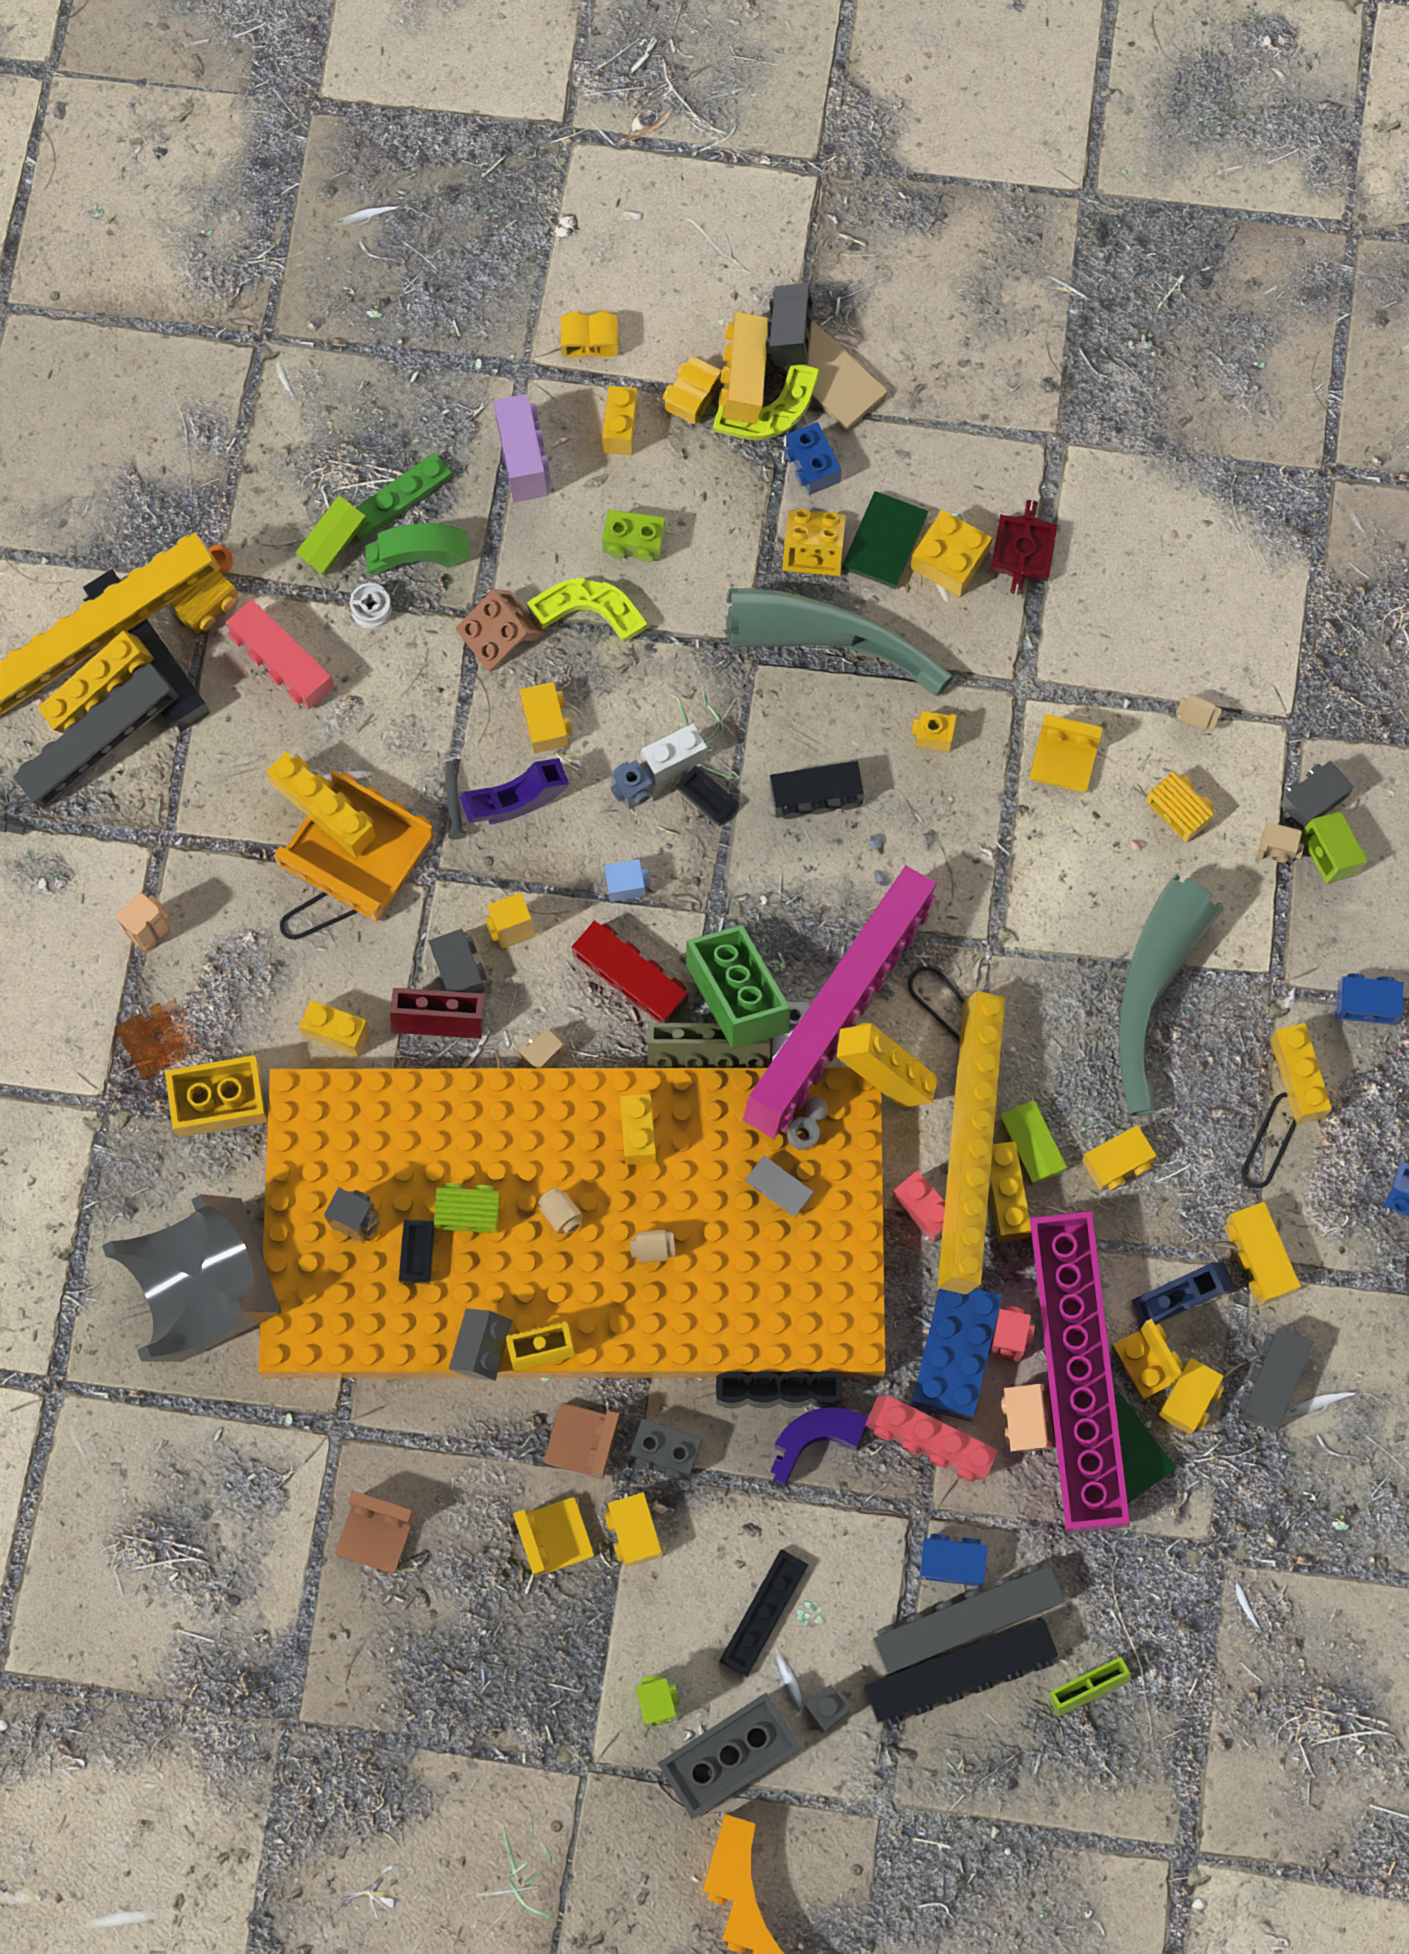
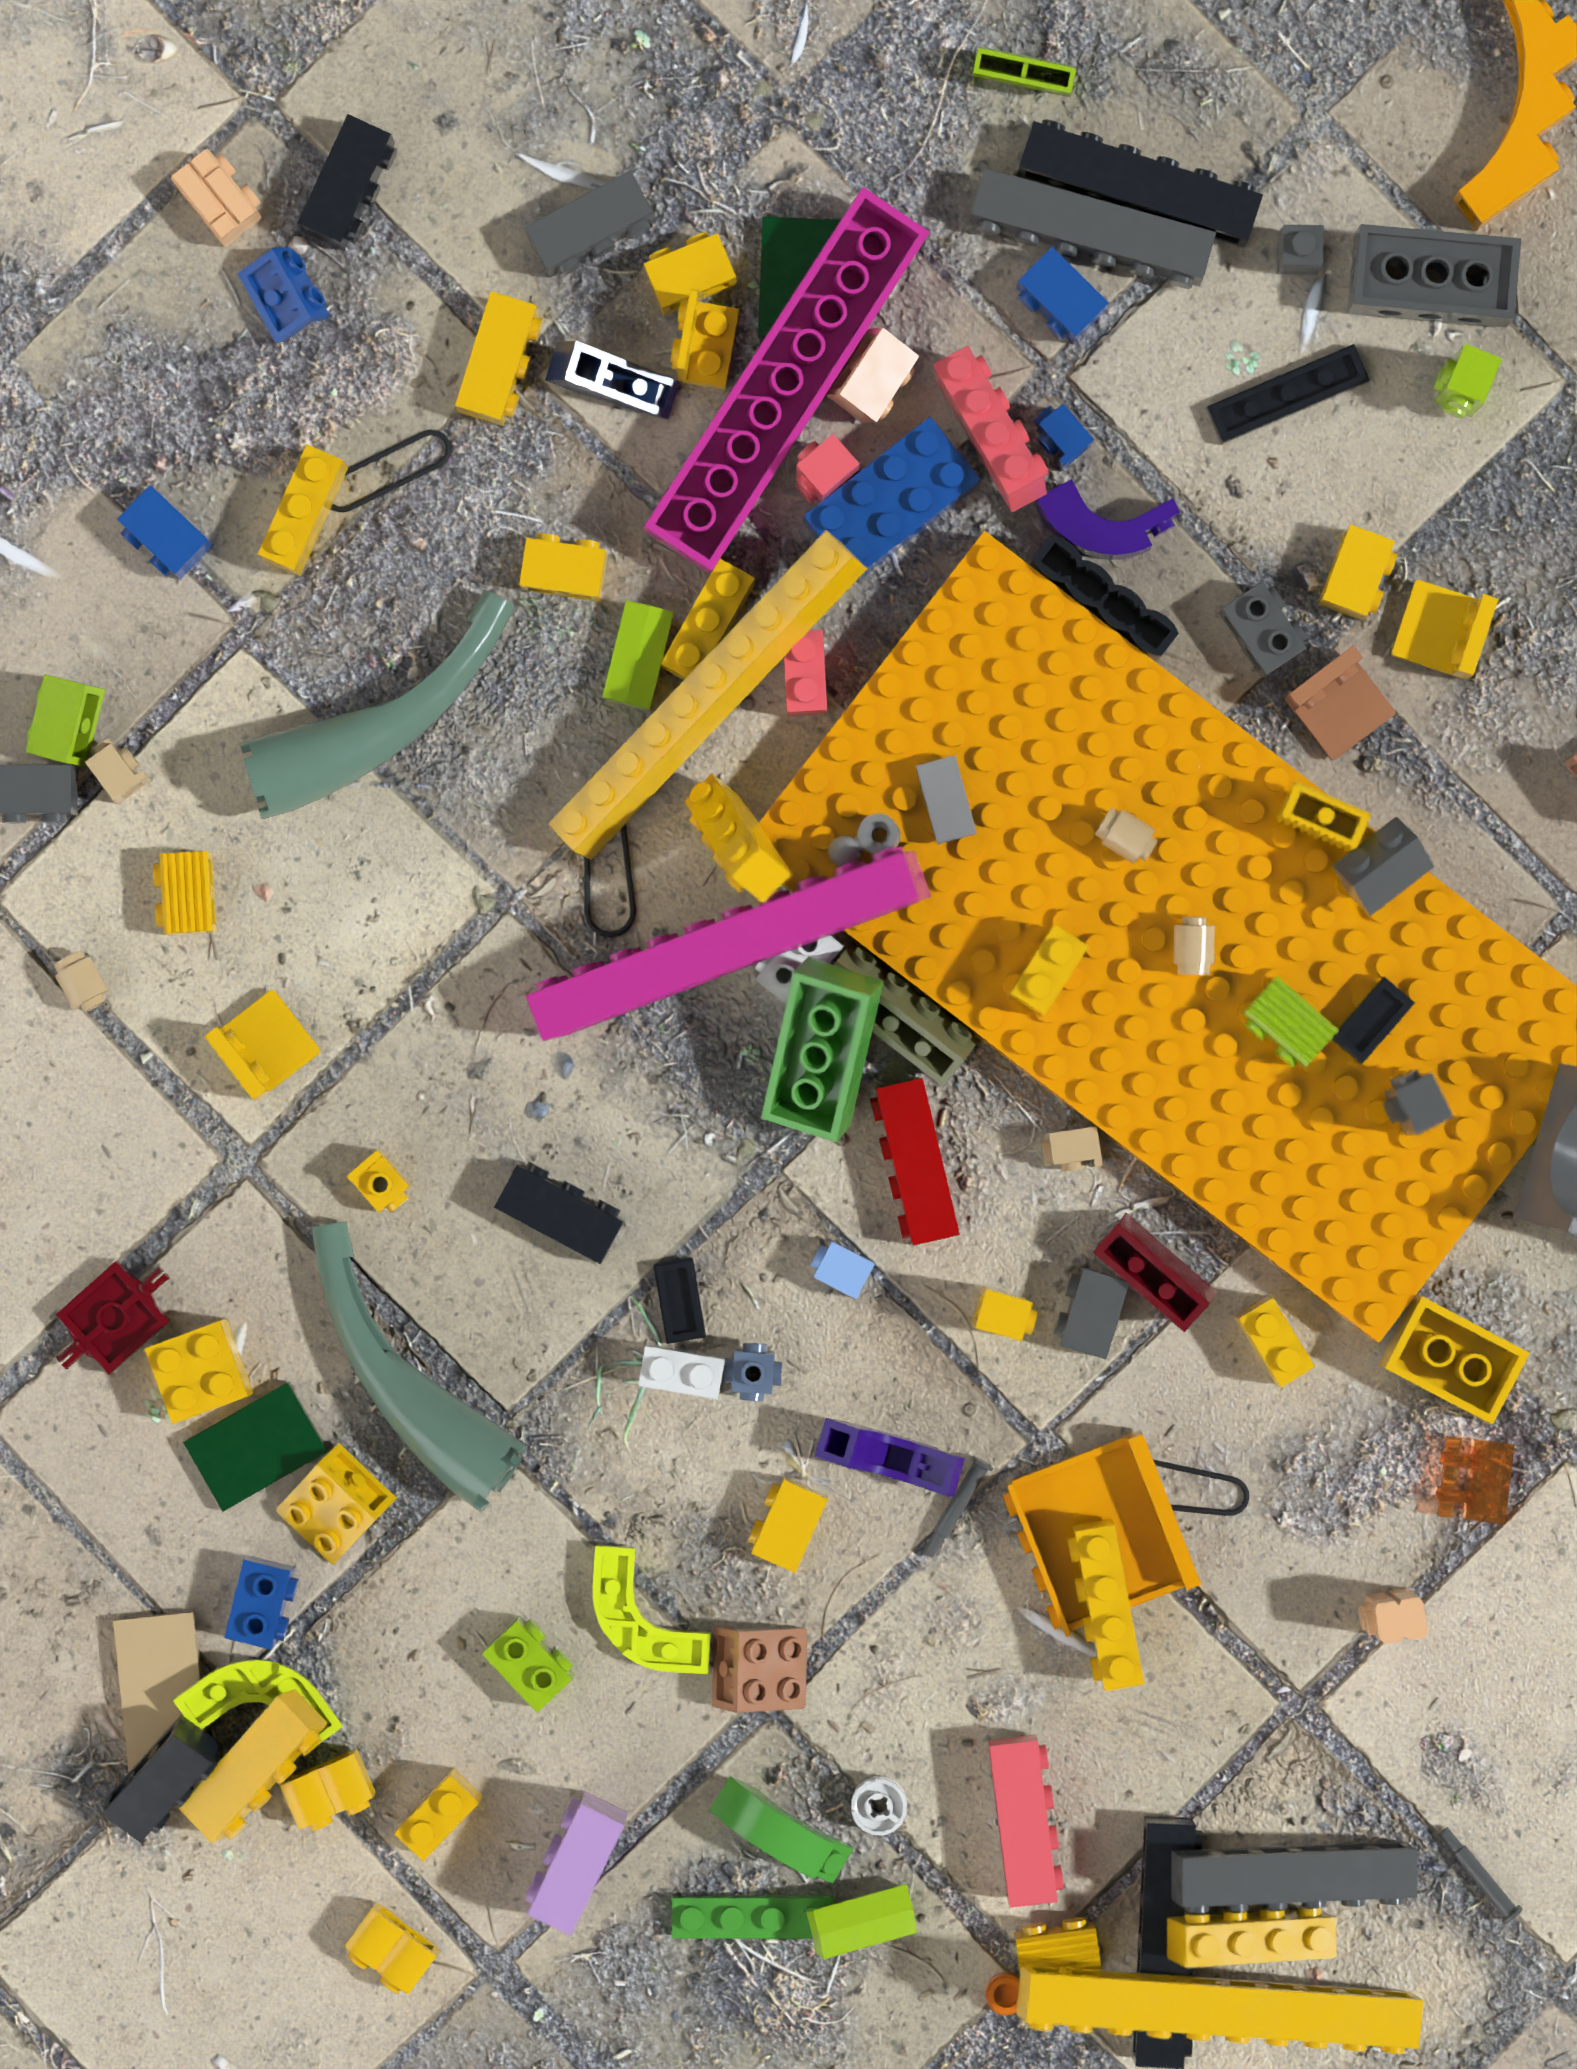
camera: 145 degrees left, 15 degrees up
(884, 1474) = (1062, 435): none -> blue brick

